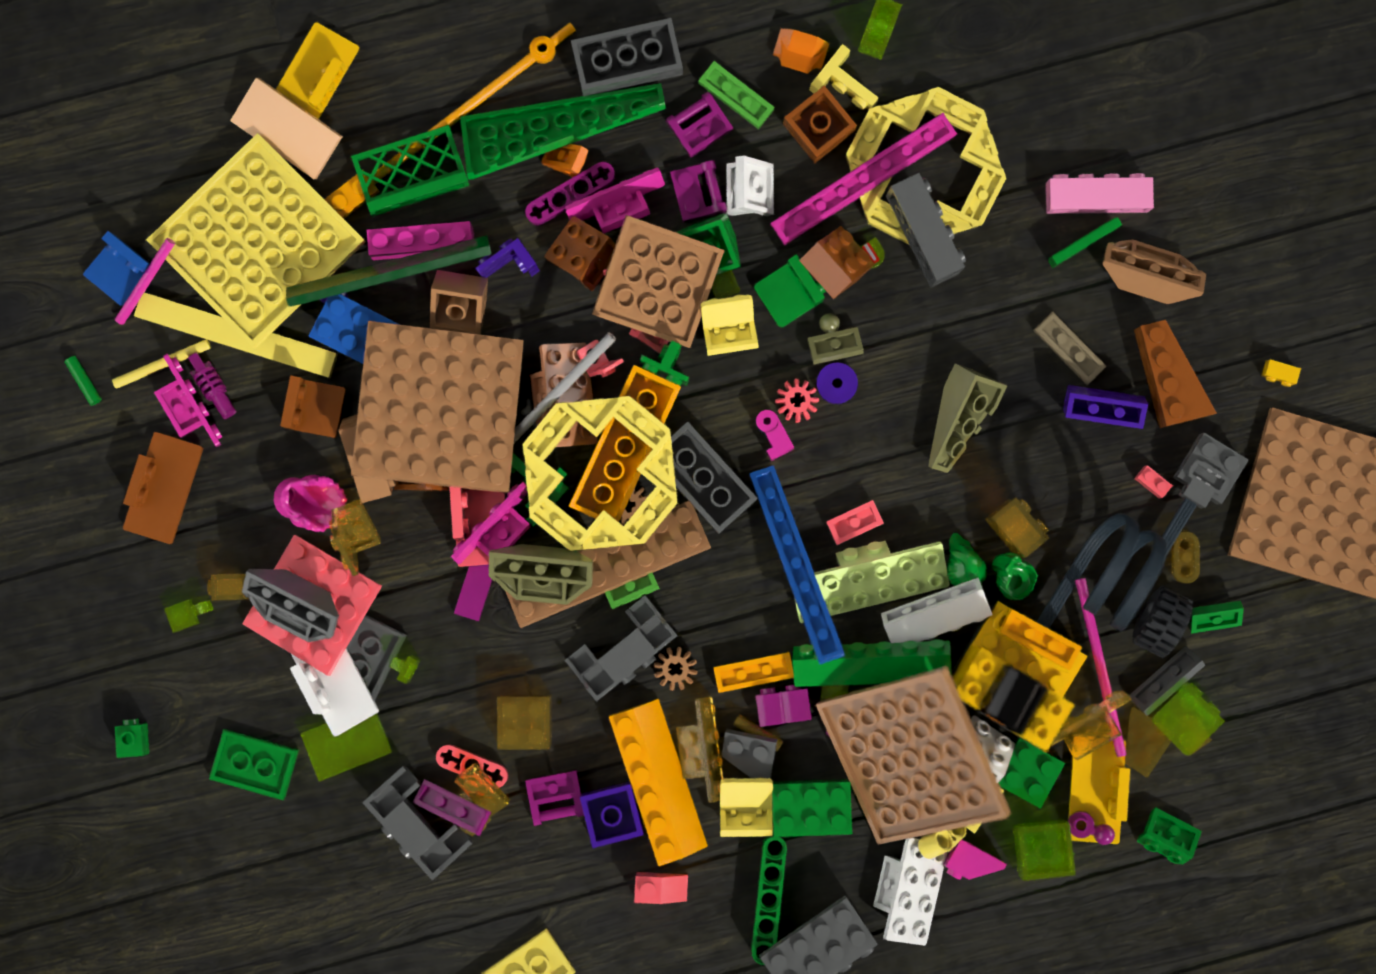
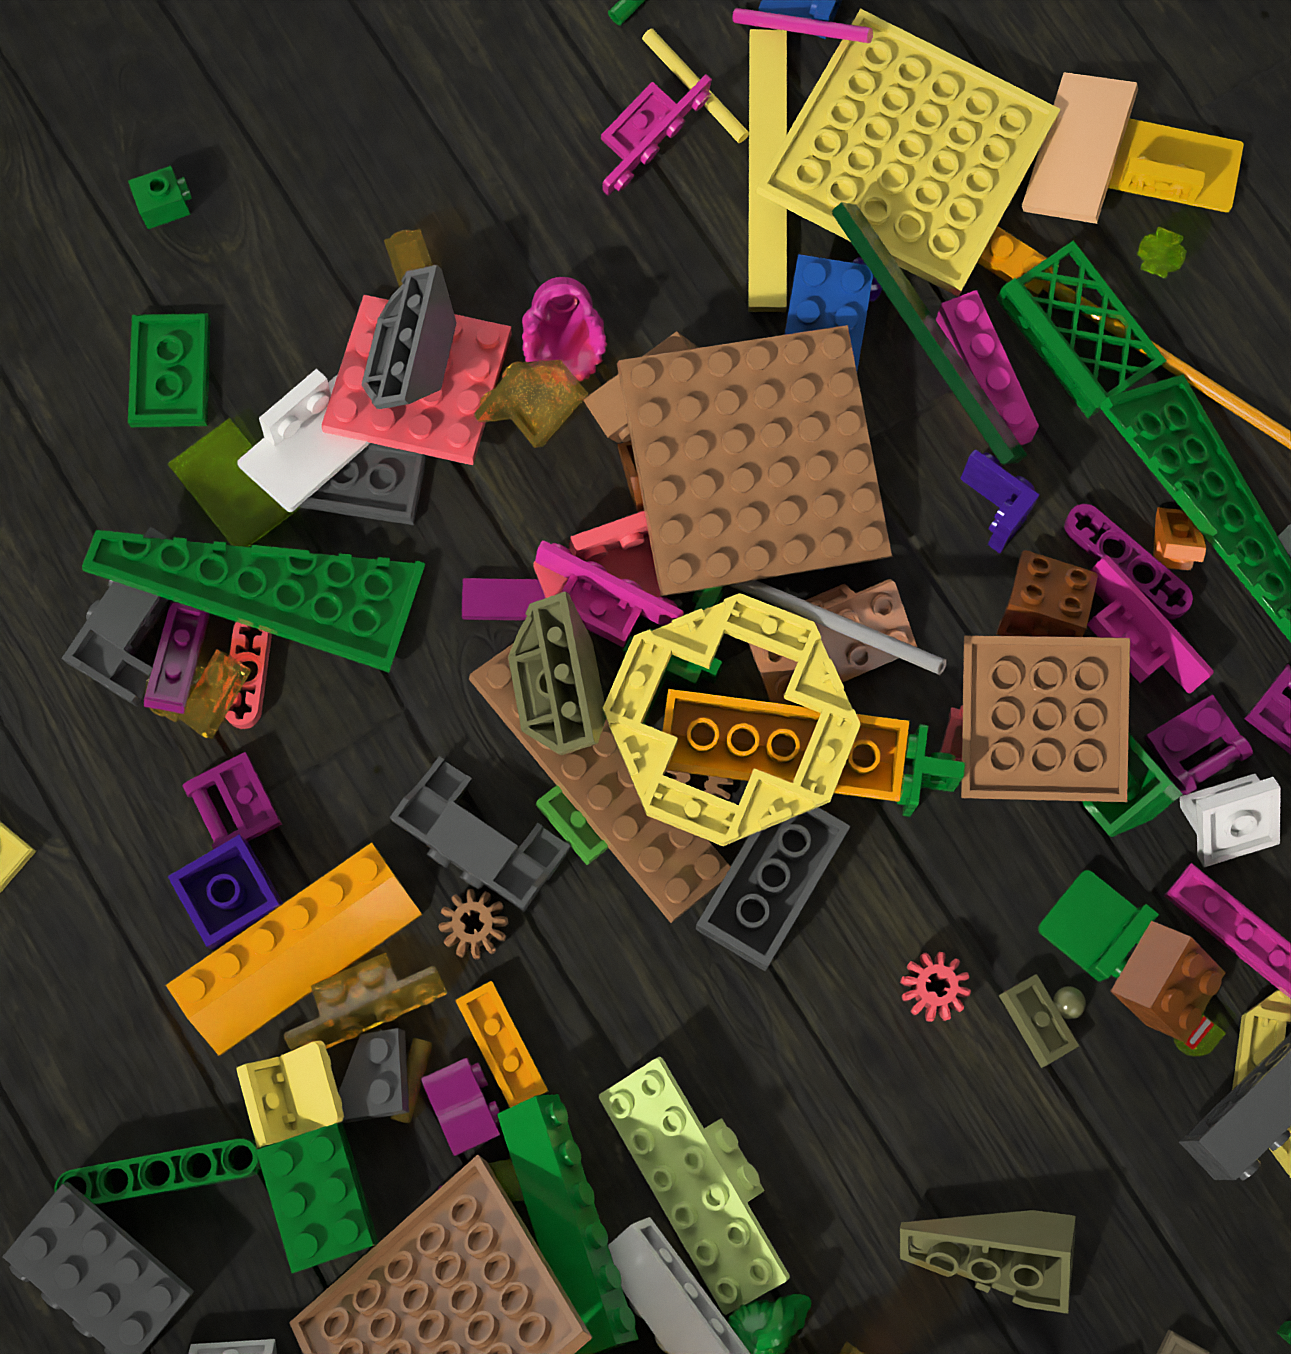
camera: 75 degrees right, 10 degrees down
(161, 487) = (523, 132): dark orange bracket -> none
(185, 614) = (356, 217): clear neon green plate -> none
(211, 385) = (686, 156): magenta hinge -> none
(313, 407) = (699, 294): dark orange bracket -> none
(375, 101) = (1162, 252): none -> clear neon green gear
(405, 668) = (363, 534): clear neon green tile -> none
(439, 712) = (306, 597): none -> green wing
(458, 302) = (916, 449): medium nougat slope -> none
(524, 722) = (330, 725): clear yellow brick -> none
(603, 365) = (890, 682): coral bracket -> none
(660, 888) = (135, 1000): coral slope -> none
(725, 285) = (1072, 824): clear neon green plate -> none
(729, 324) = (1017, 847): light yellow bracket -> none
(770, 425) = (884, 956): dark pink leg -> none
(796, 565) = (681, 1059): blue plate -> none
(845, 375) = (997, 1030): dark purple piece -> none
(854, 522) = (777, 1133): coral plate -> none

